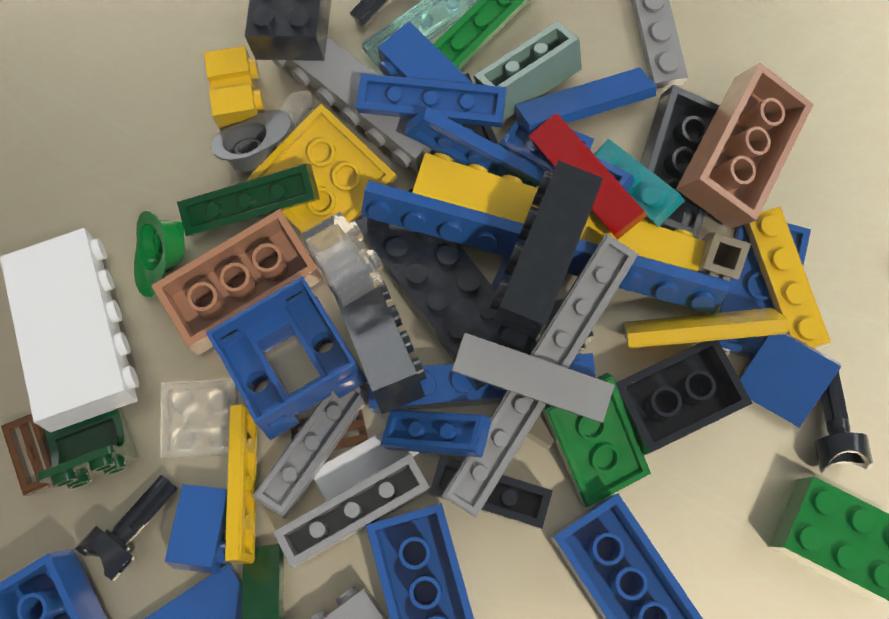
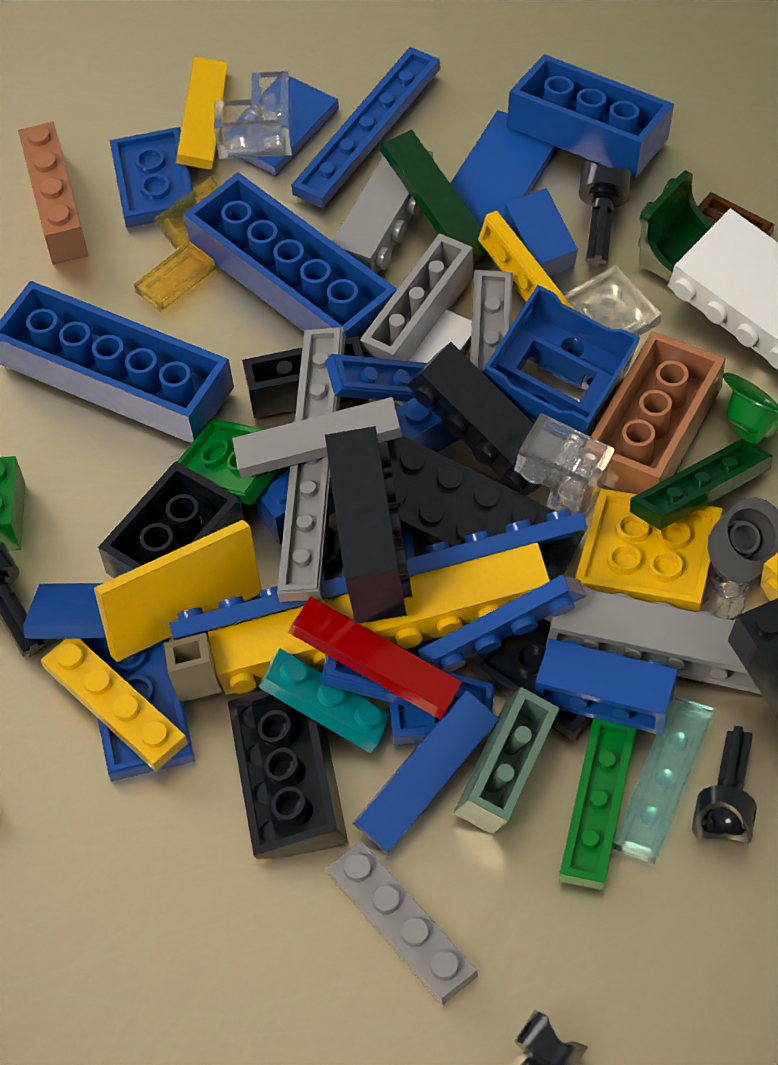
camera: 155 degrees right, 20 degrees down
(409, 96) = (578, 632): blue plate -> none
(745, 147) = (221, 796): nougat brick -> none

